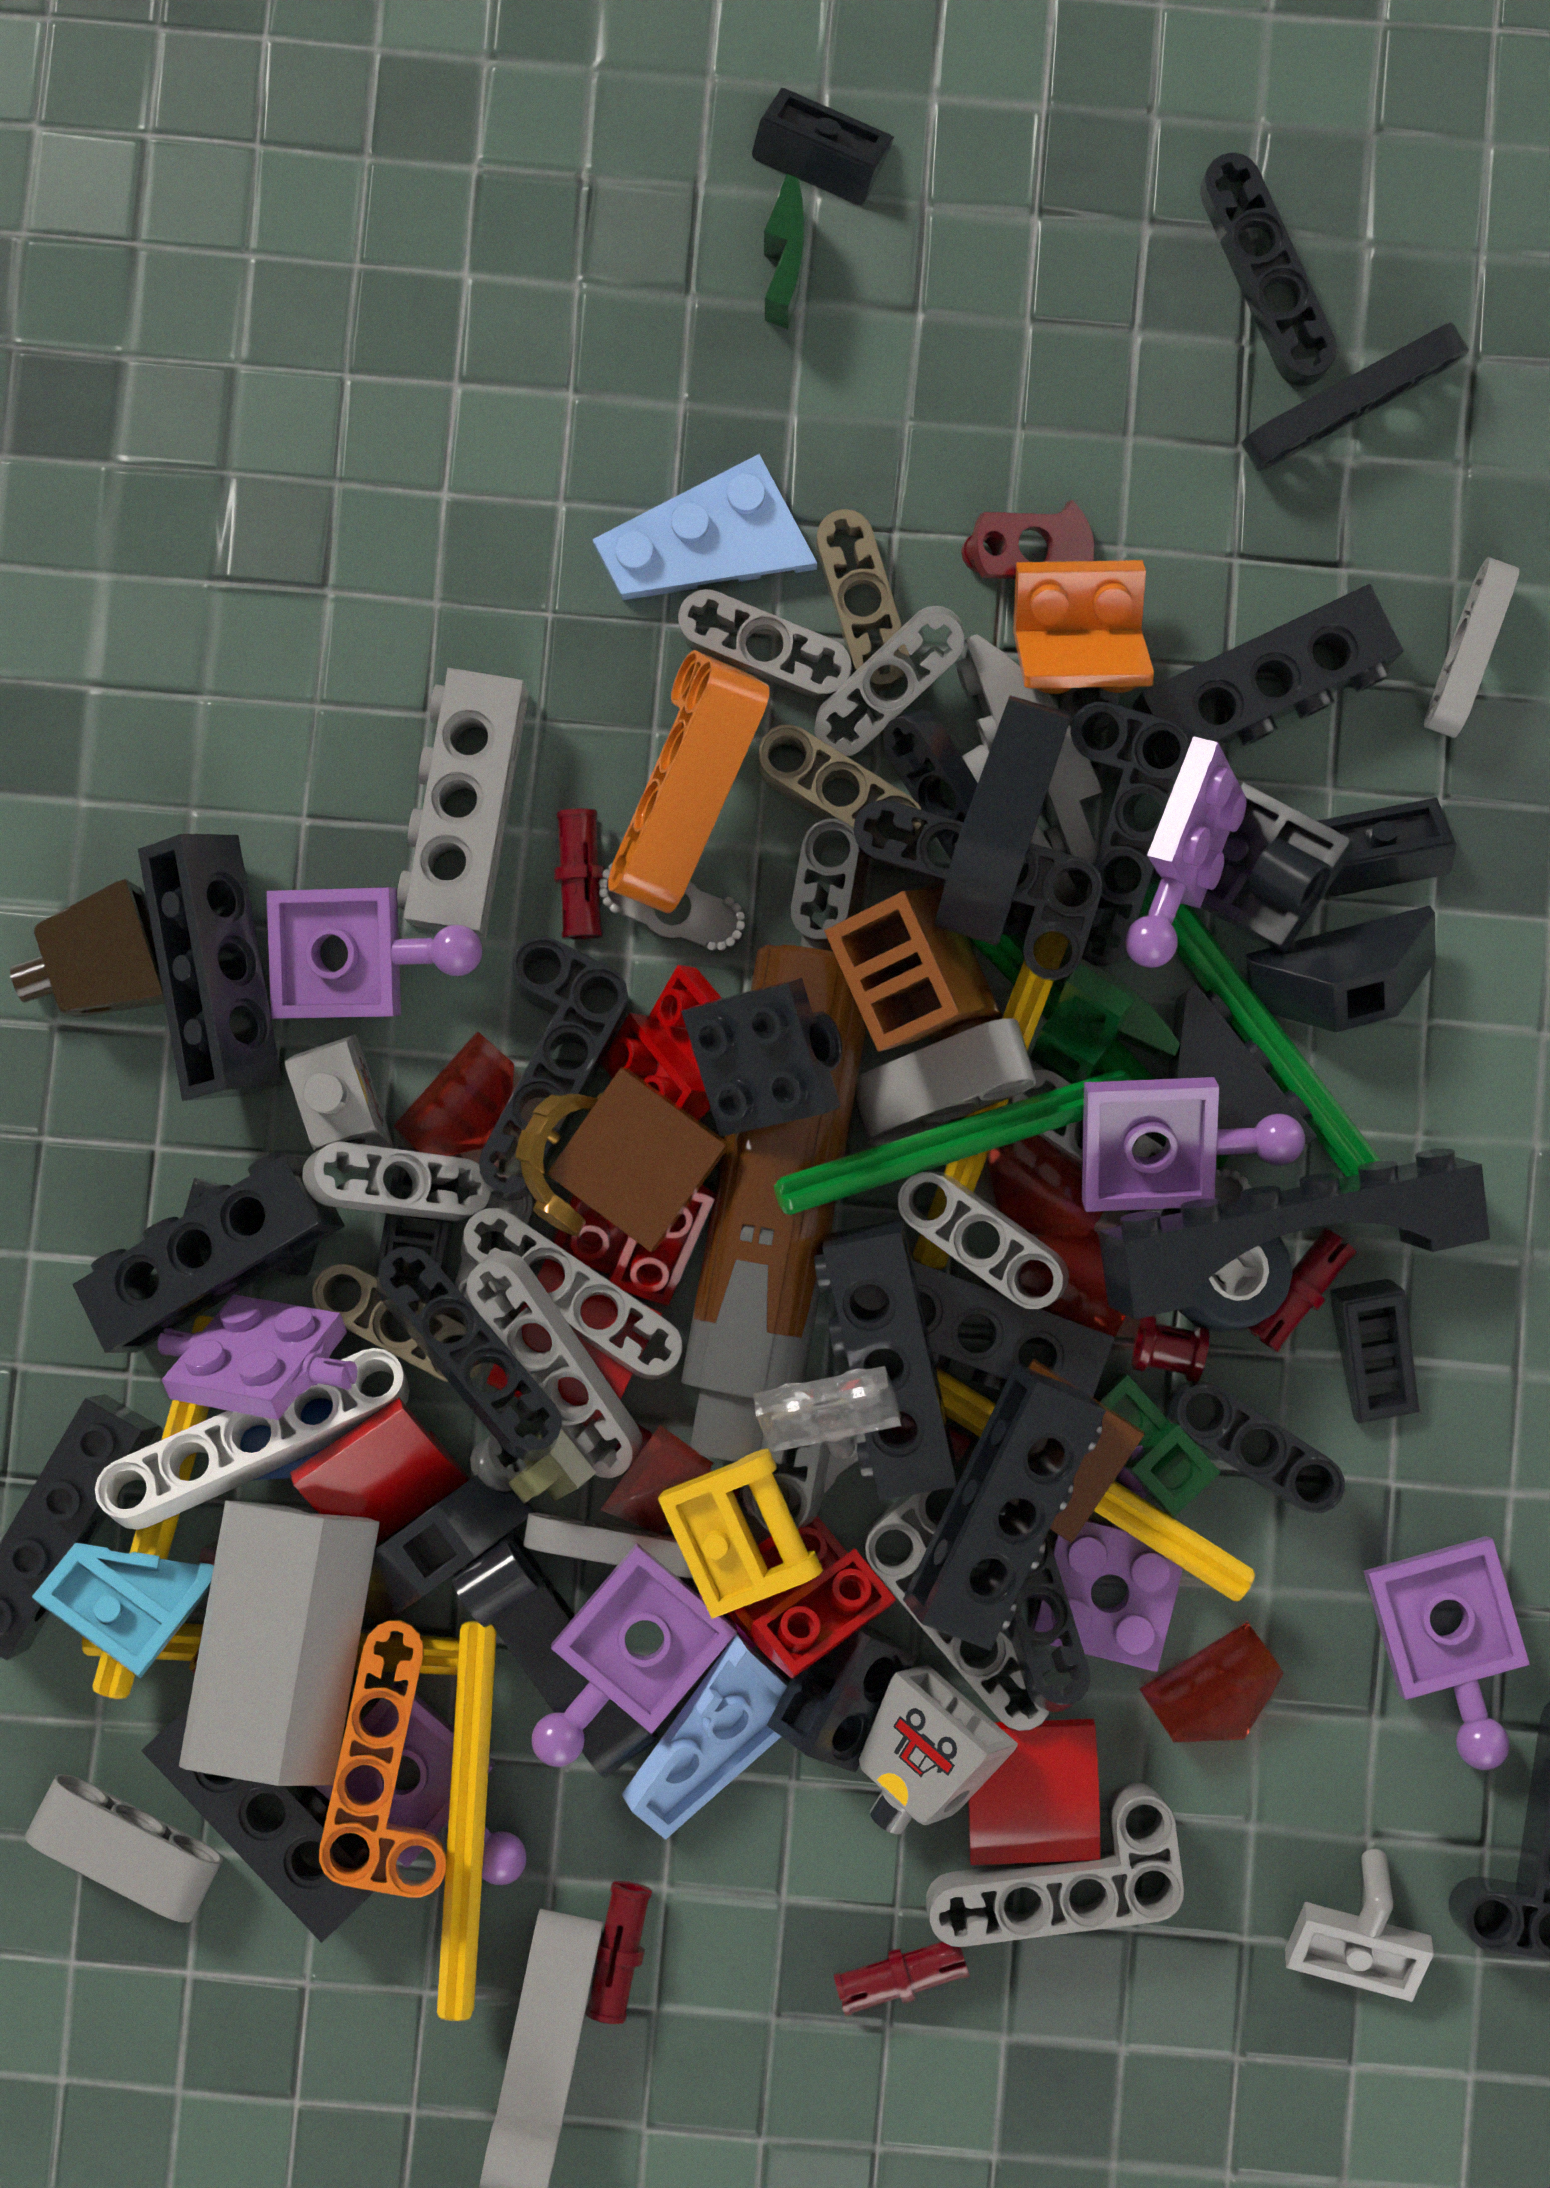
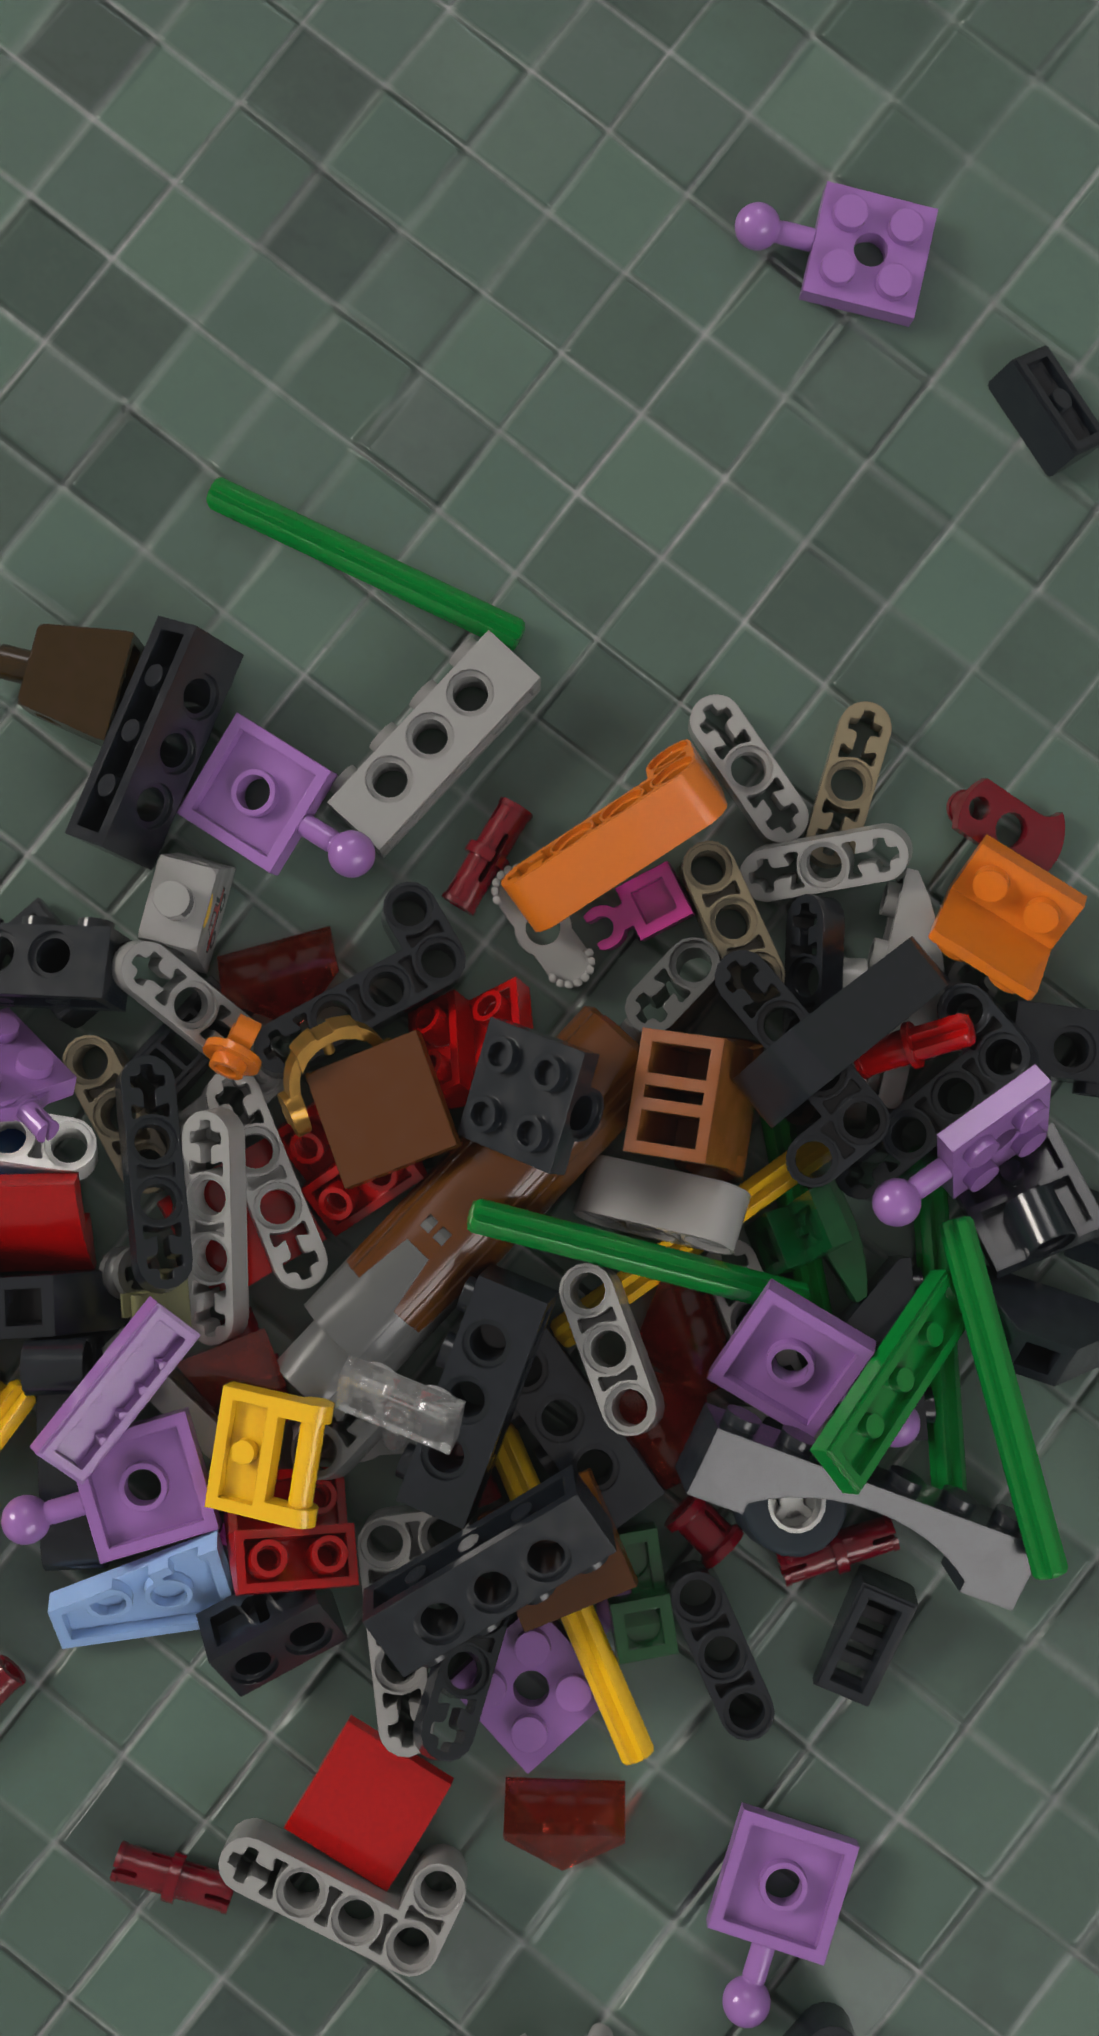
camera: 35 degrees right, 0 degrees up
(290, 681) = (363, 562): none -> green axle
(469, 1199) = (232, 1055): none -> orange plate
(545, 143) = (832, 270): none -> medium lavender plate
(563, 1567) = (115, 1391): none -> medium lavender plate
(707, 535) = (762, 656): light blue wing -> none
(755, 822) = (649, 904): none -> dark pink plate
(785, 244) = (968, 468): dark green slope -> none
(928, 1750) = (308, 1718): light grey torso -> none
(1077, 787) = (916, 1043): none -> red axle
(1252, 1102) = (891, 1384): none -> green tile
(1358, 1054) = (1003, 1398): none -> green axle

